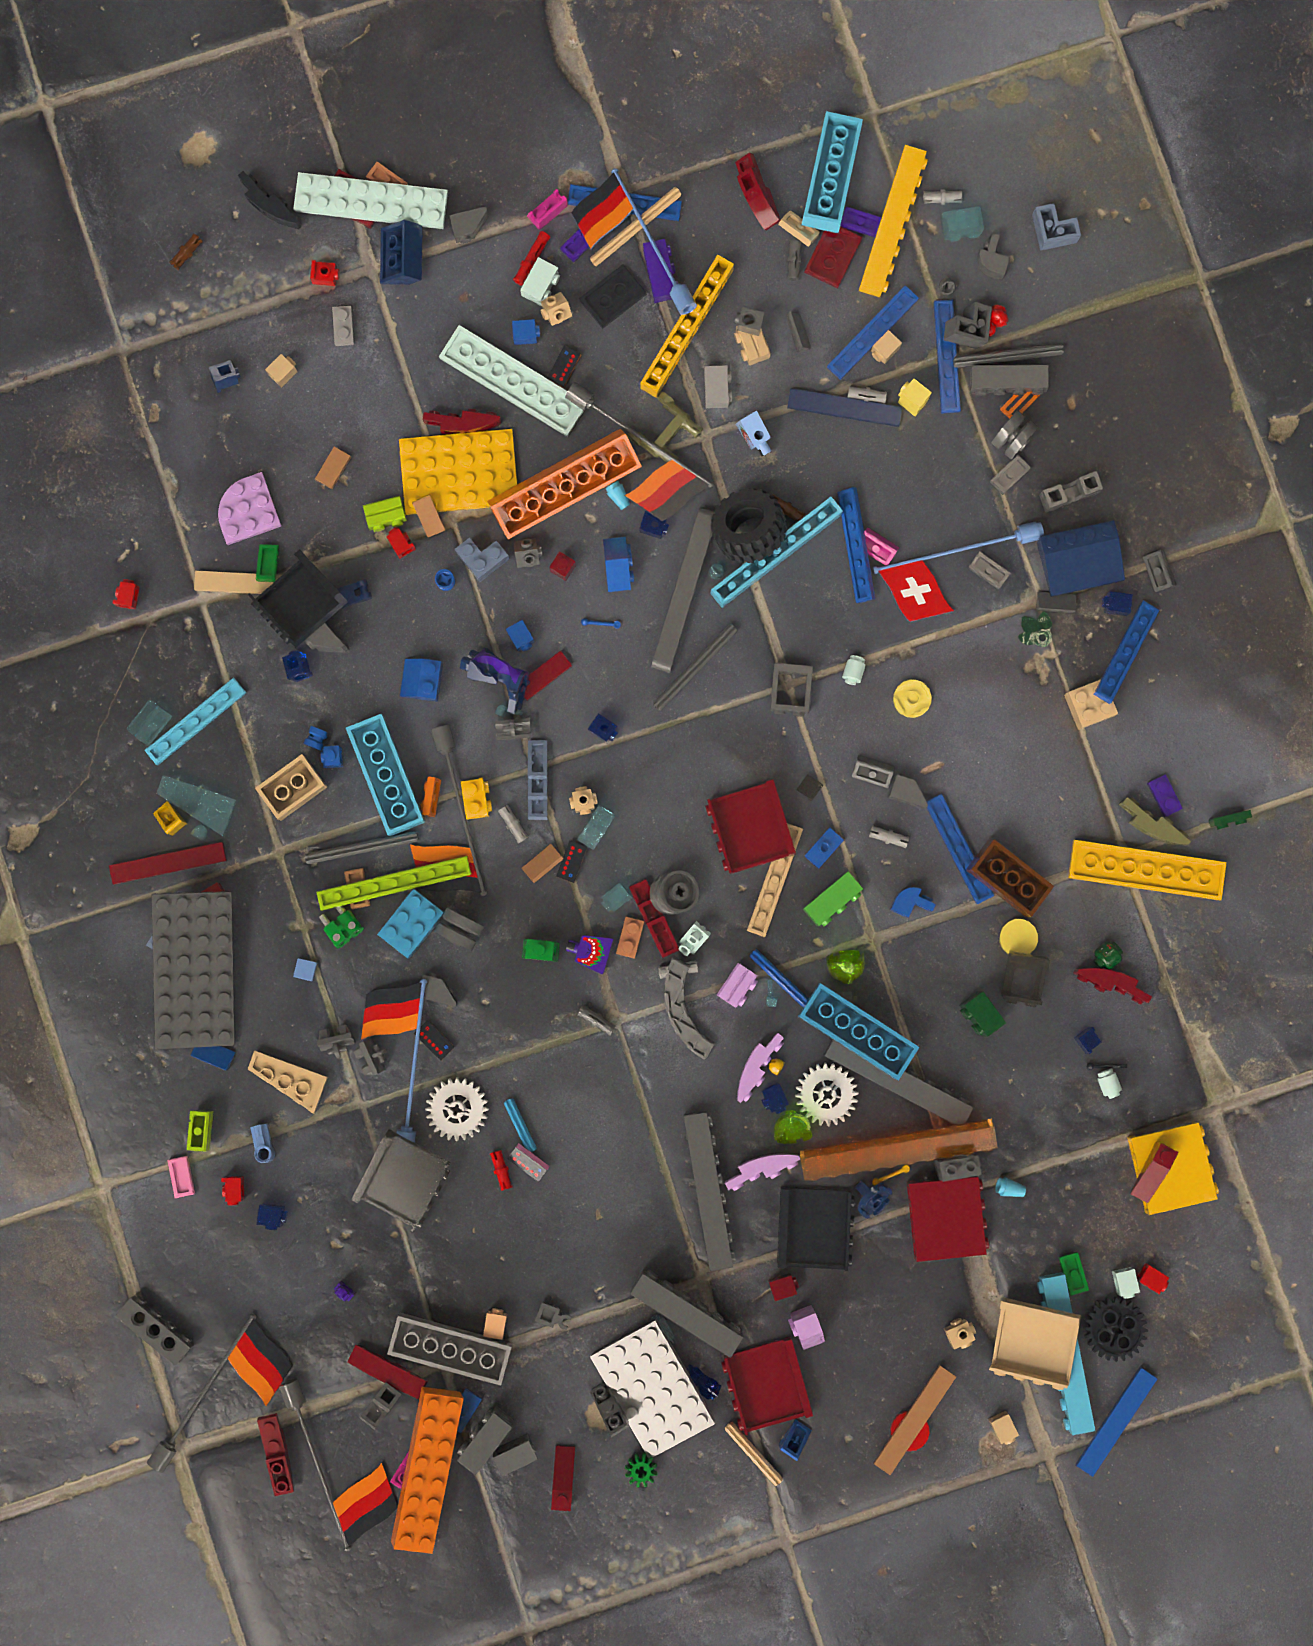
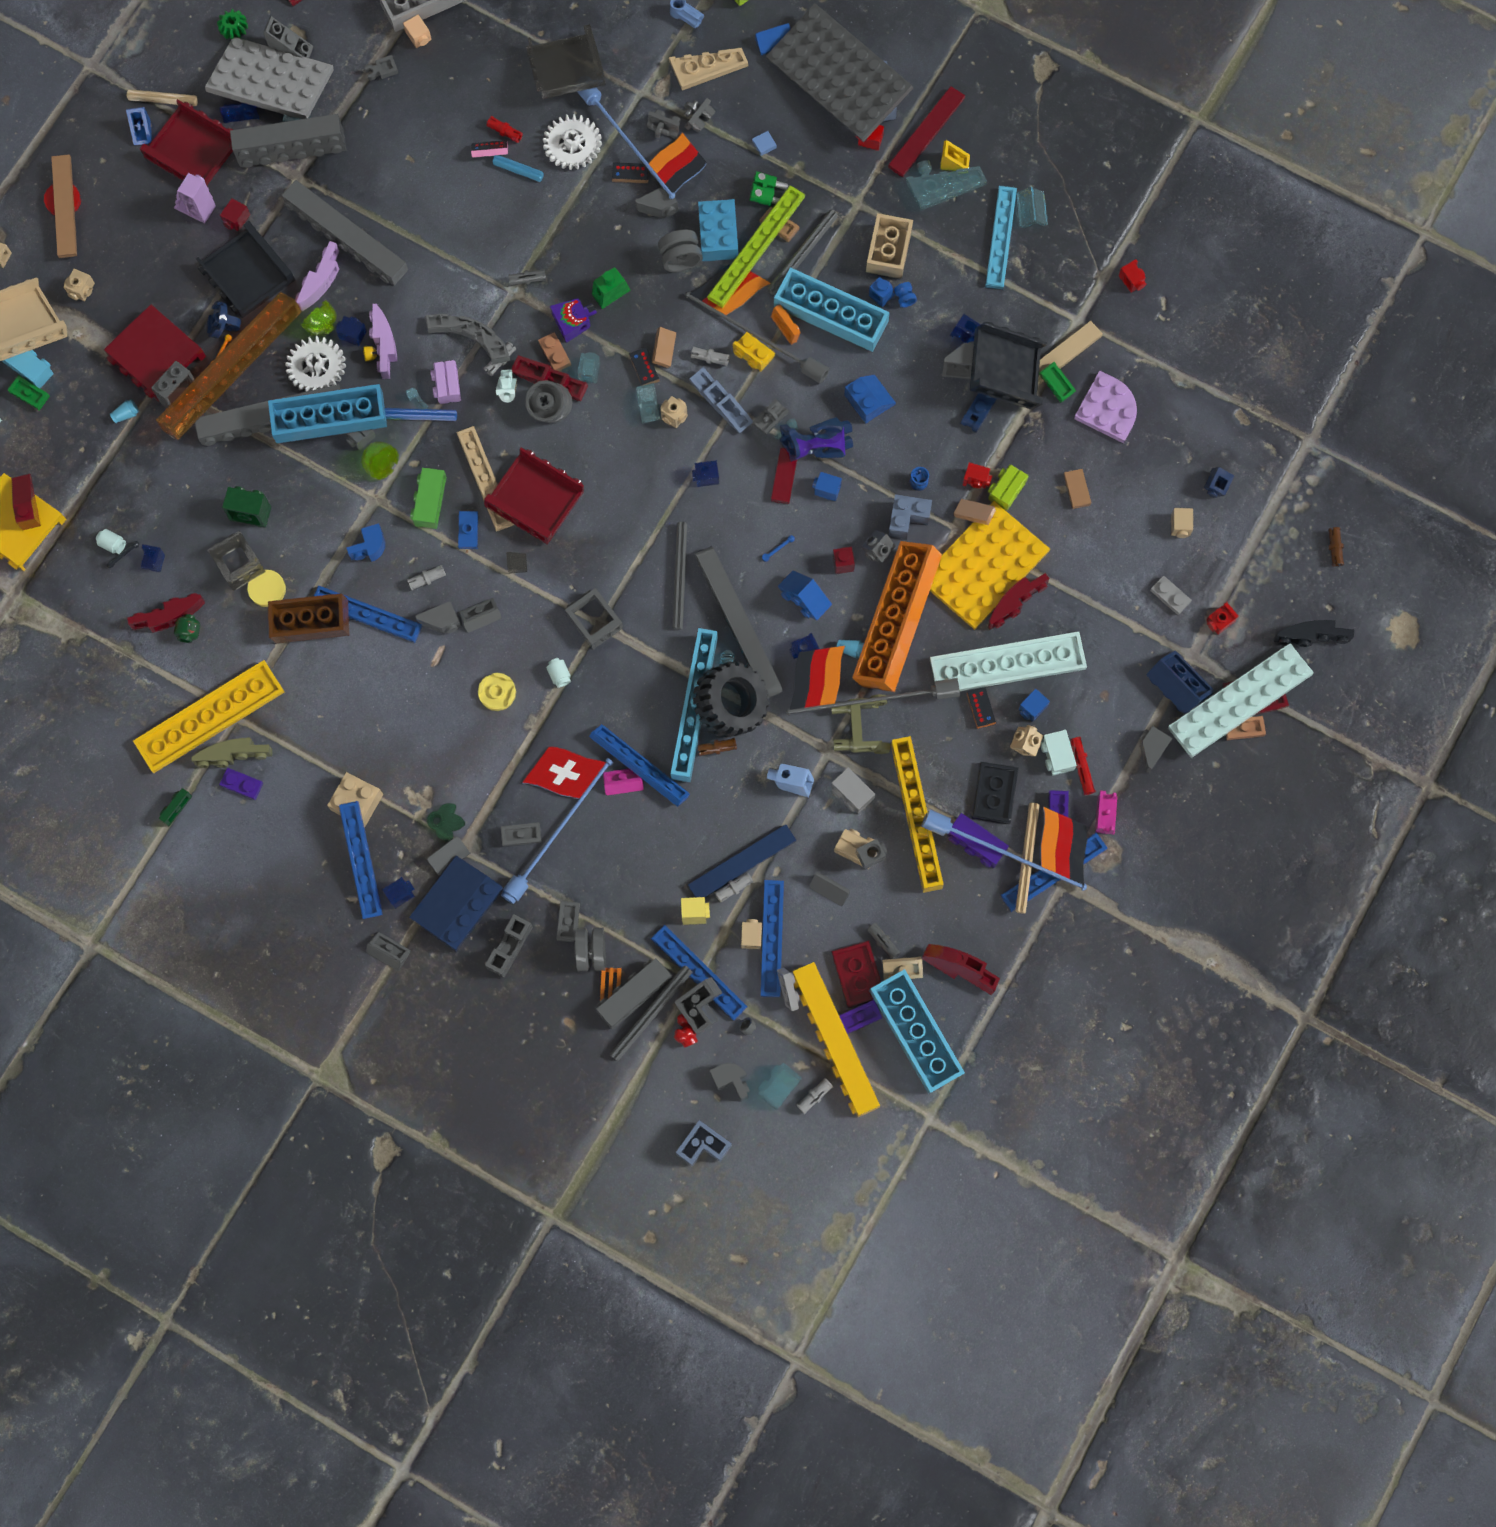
camera: 145 degrees right, 10 degrees down
(897, 279) = (790, 995): none -> light grey plate

